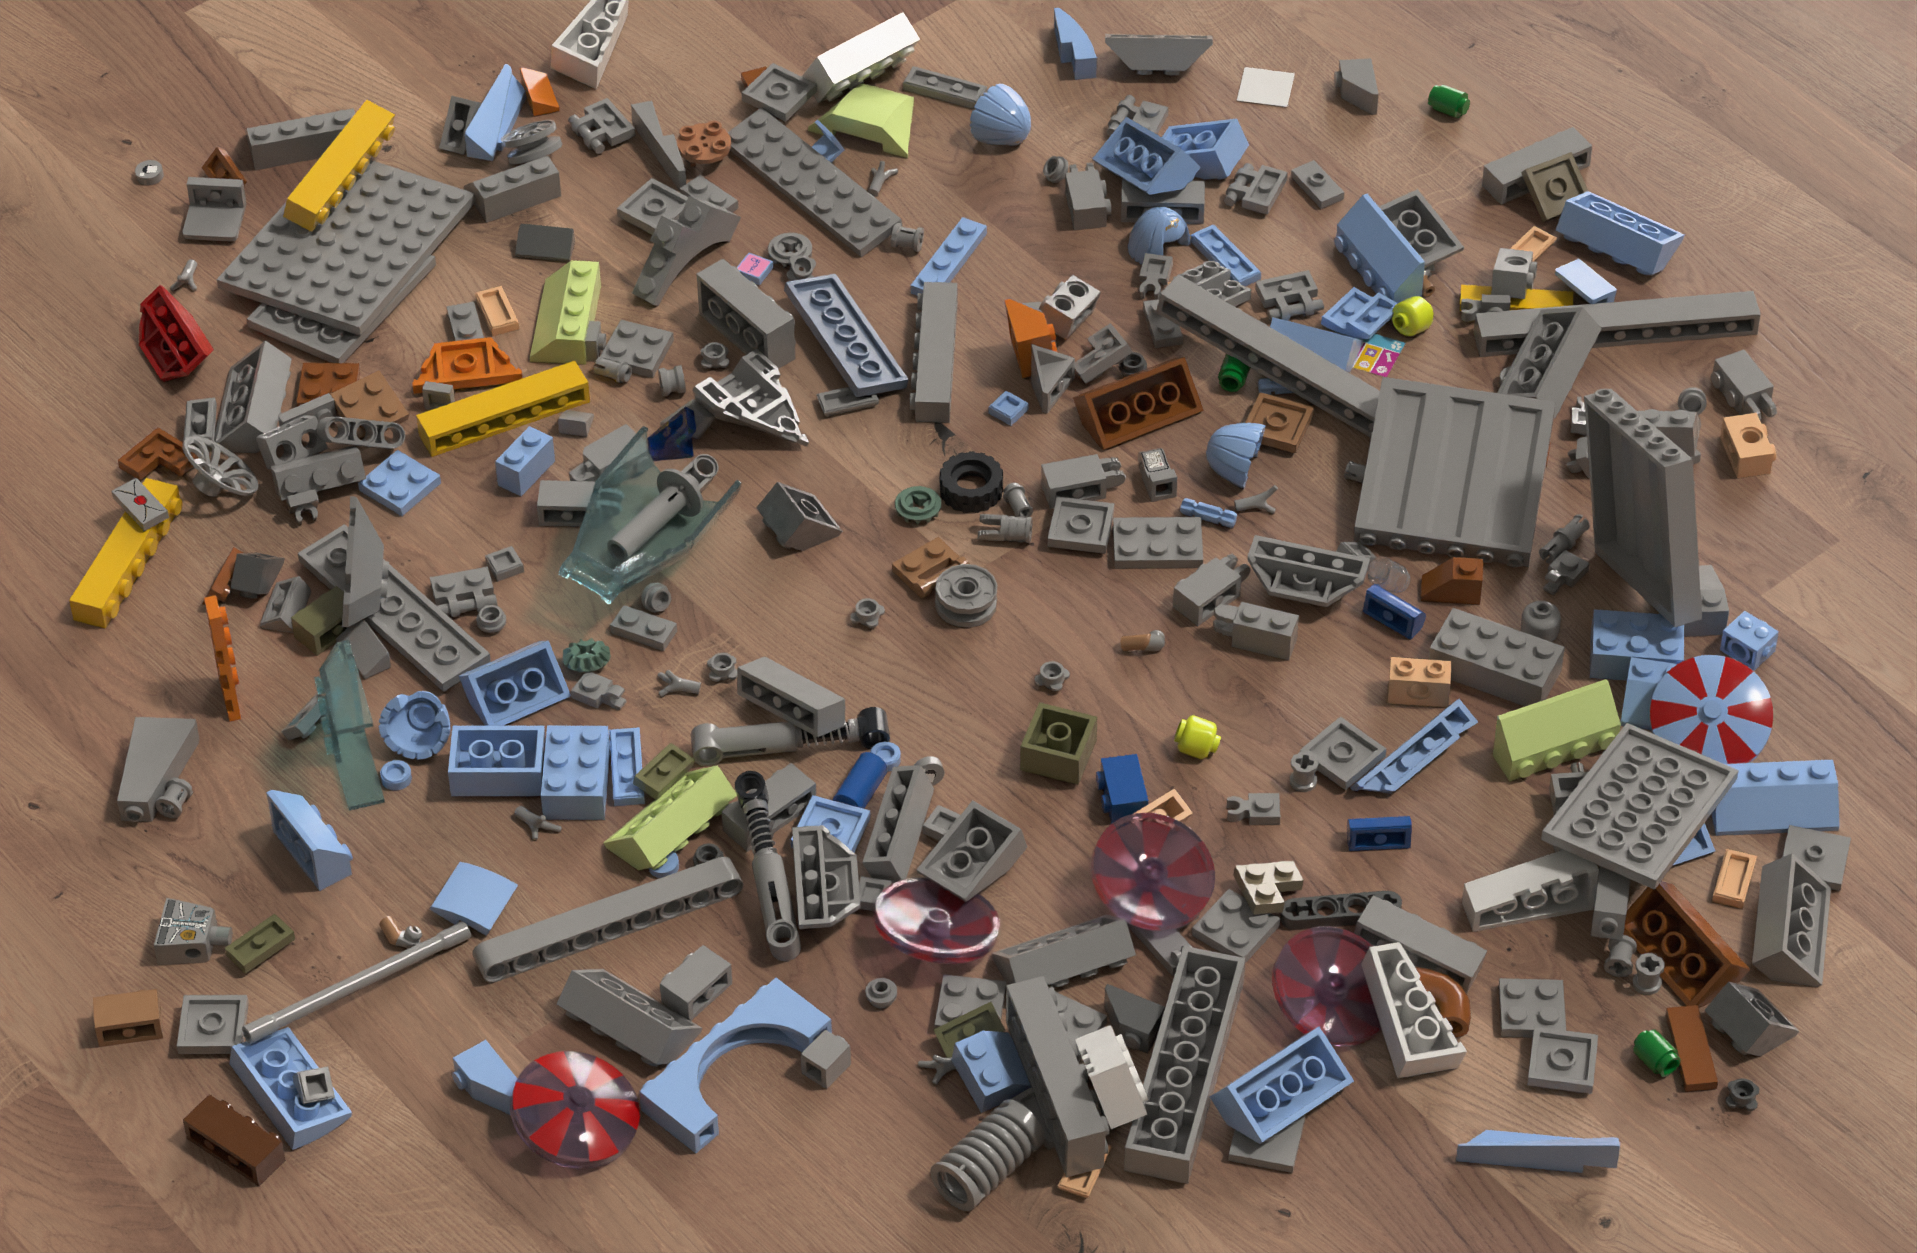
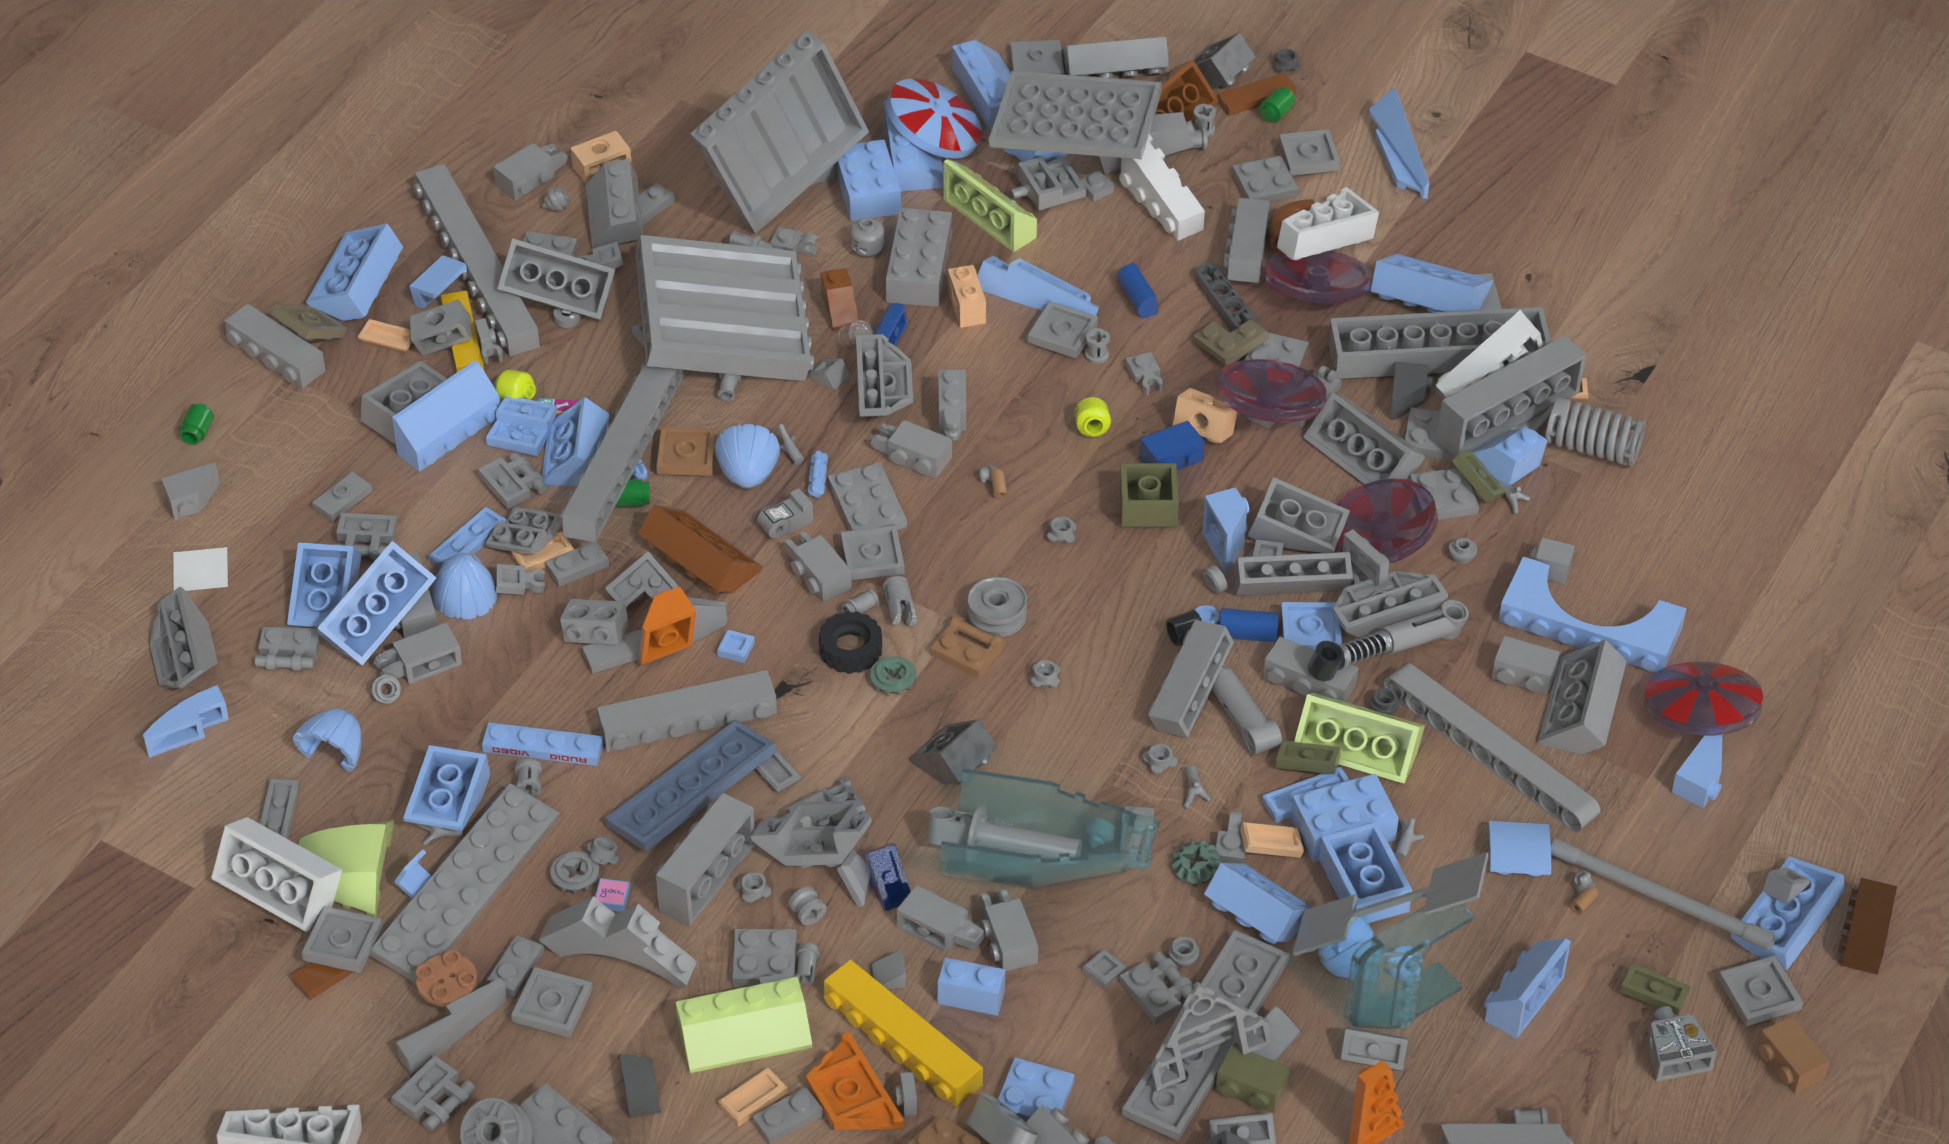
camera: 110 degrees left, 0 degrees up
(373, 715) = (1448, 887): none -> light grey hinge
(582, 705) = (1271, 839): none -> light nougat tile
(877, 872) = (1366, 557): none -> light grey plate
(908, 177) = (448, 788): none -> light blue slope
(978, 779) = (1225, 525): none -> light blue slope
(1628, 381) = (553, 242): none -> light grey plate

